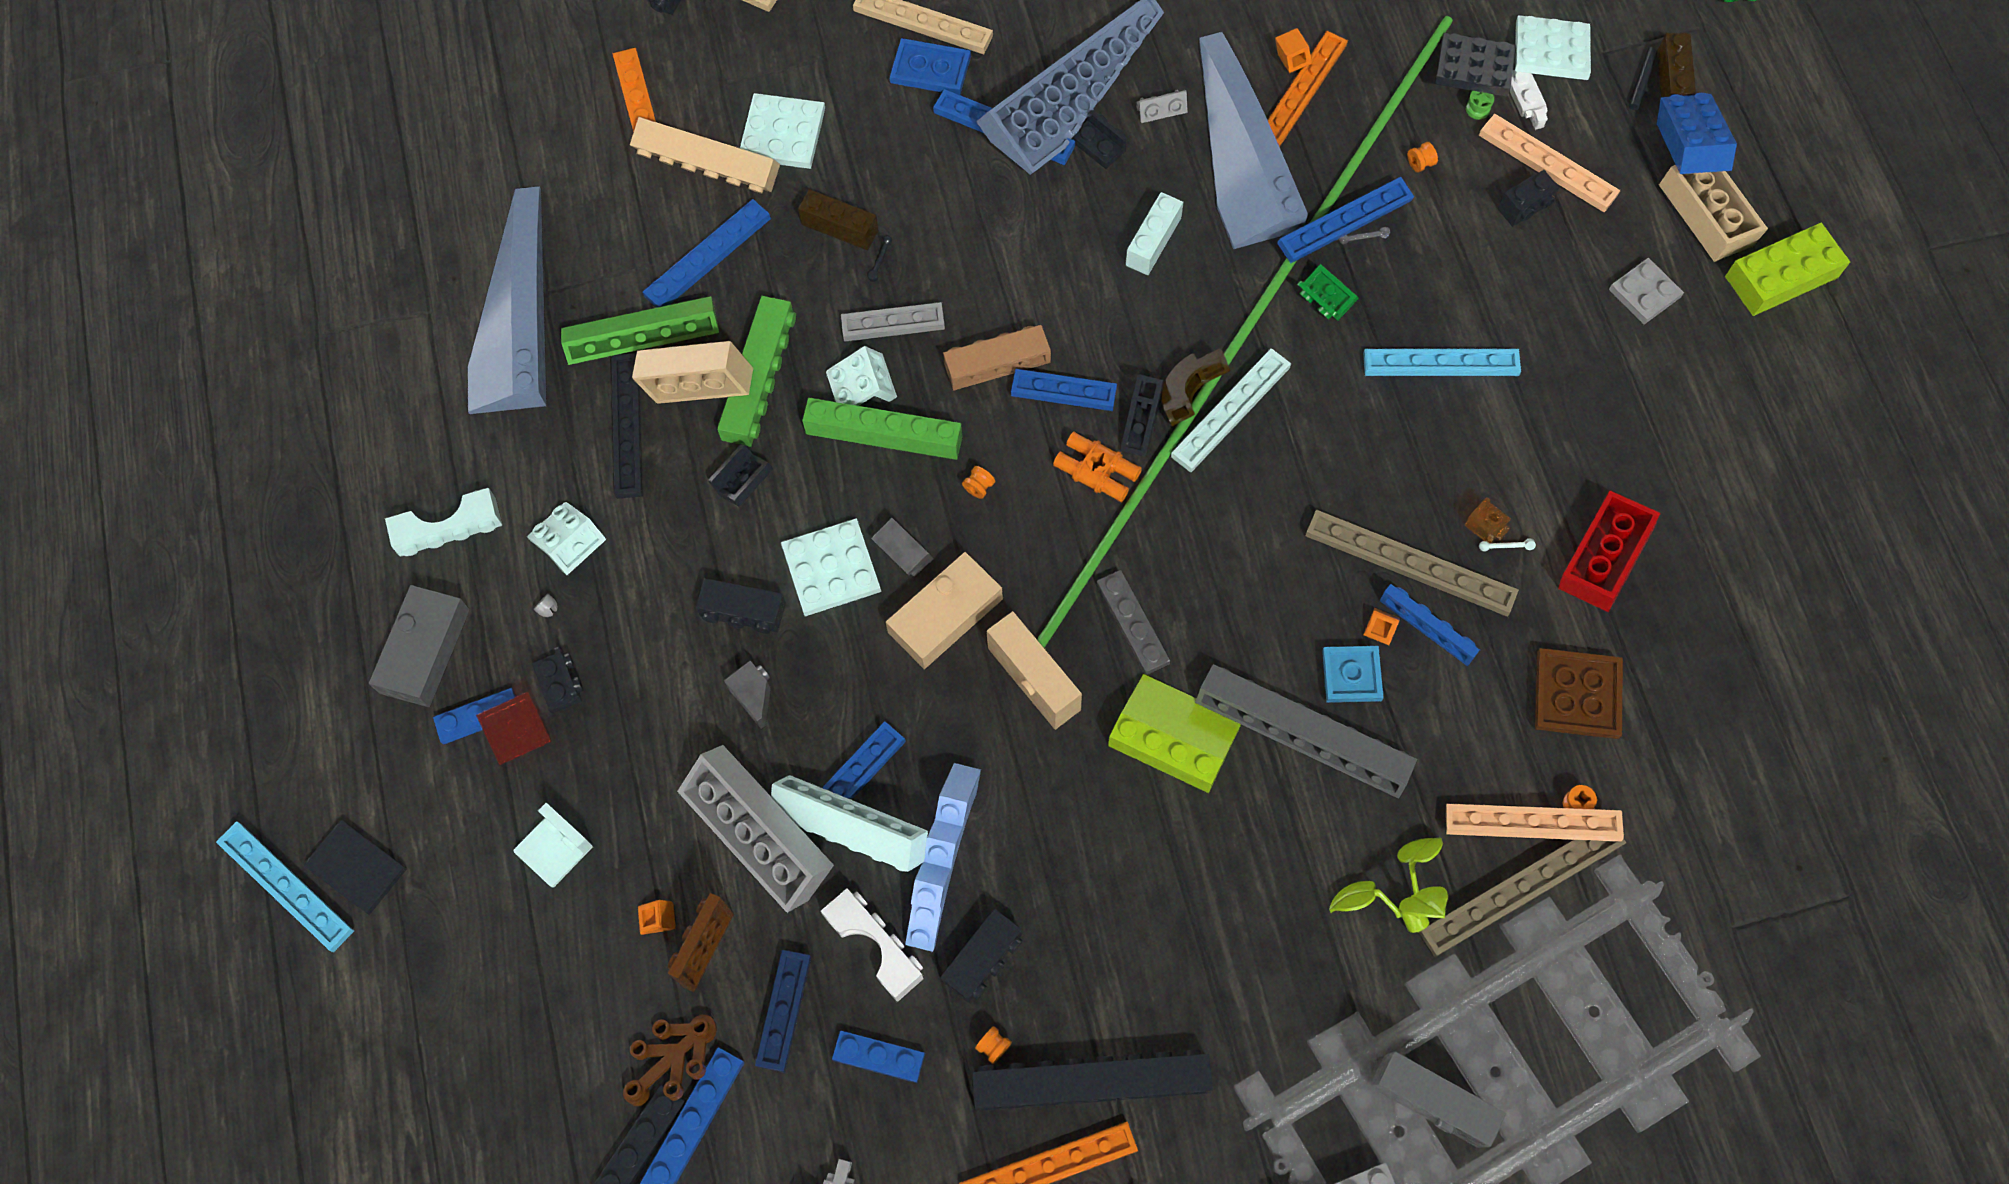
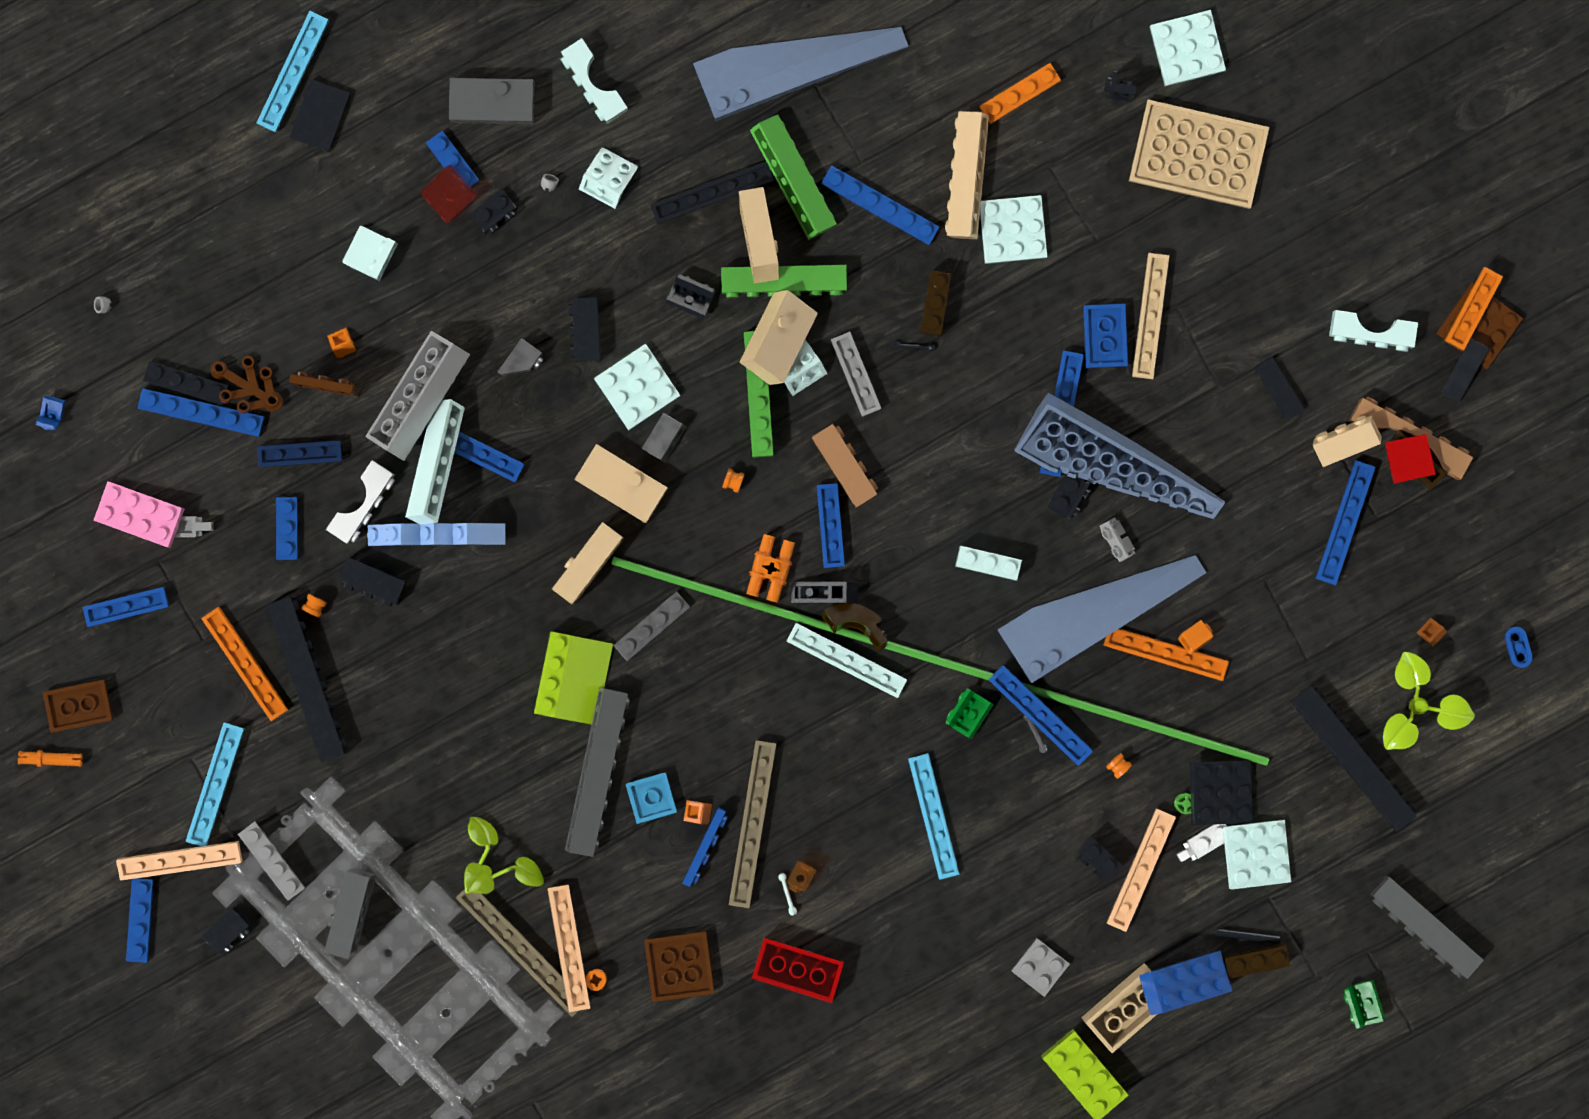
camera: 75 degrees right, 20 degrees up
(822, 380) = (778, 337): none -> tan brick

